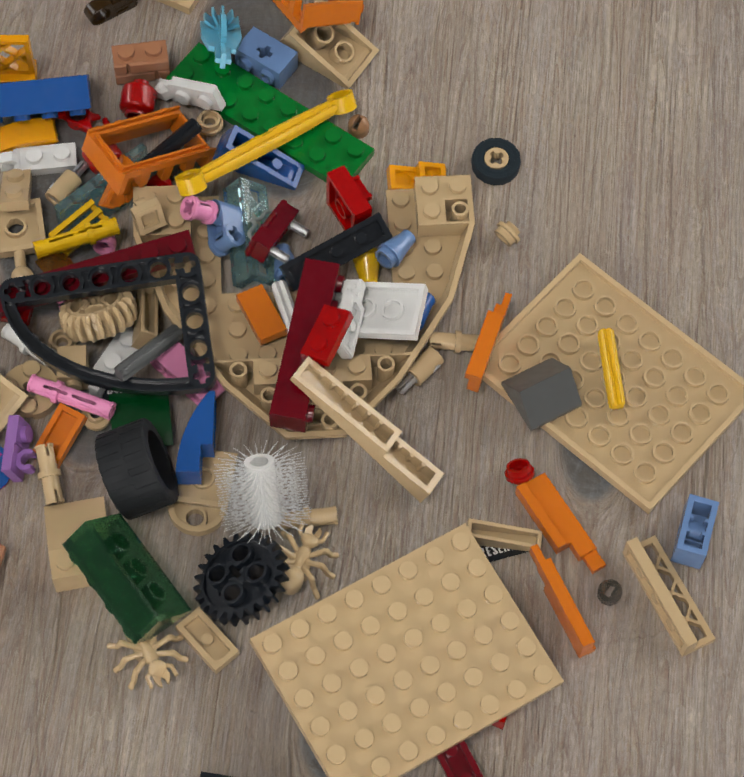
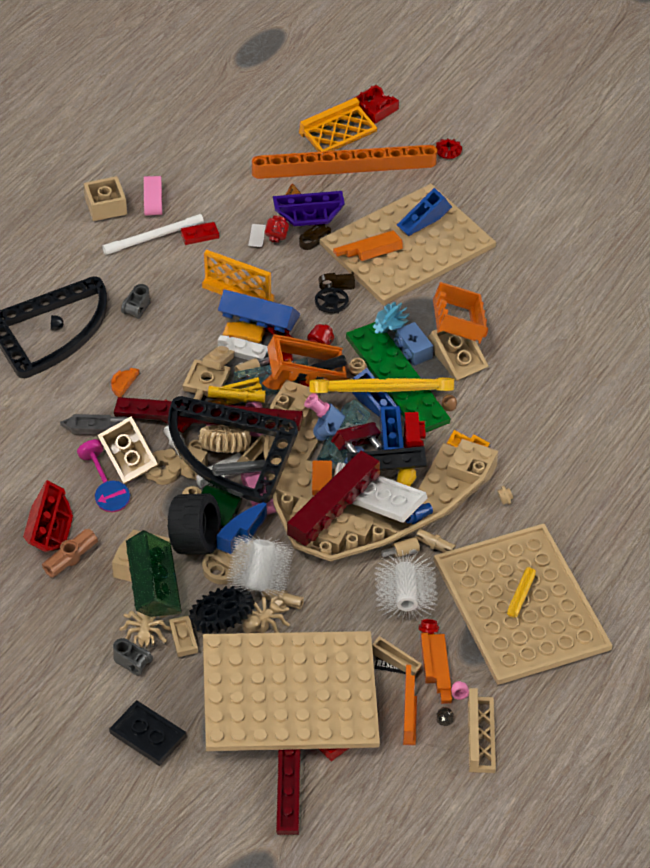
camera: 30 degrees right, 15 degrees down
(16, 449) = (135, 491): medium lavender plate -> none
(49, 474) = (145, 511): tan pin -> none
(61, 393) = (176, 471): bright pink pin -> none
(62, 431) = (163, 495): orange tile -> none
(117, 33) = (331, 300): none -> black wheel
(140, 61) = (337, 317): nougat brick -> none
(147, 215) = (282, 395): tan tile -> none
(157, 707) = (133, 658): none -> dark grey piece
(190, 92) = (354, 344): white hinge -> none
(314, 204) = (391, 427): none -> blue brick
(327, 335) = (346, 493): red plate -> none
(351, 300) = (367, 494): white hinge -> none
(368, 429) = (345, 560): tan slope -> none
(392, 251) = (424, 474): medium blue cone -> none
(469, 431) = (406, 586): none -> white piece
(486, 343) = (449, 545): orange piece -> none
(495, 173) = (522, 462): black bush -> none
(543, 392) = (469, 589): dark grey slope -> none
(608, 545) = (459, 690): none -> bright pink hinge
(694, 531) = (517, 702): medium blue brick -> none

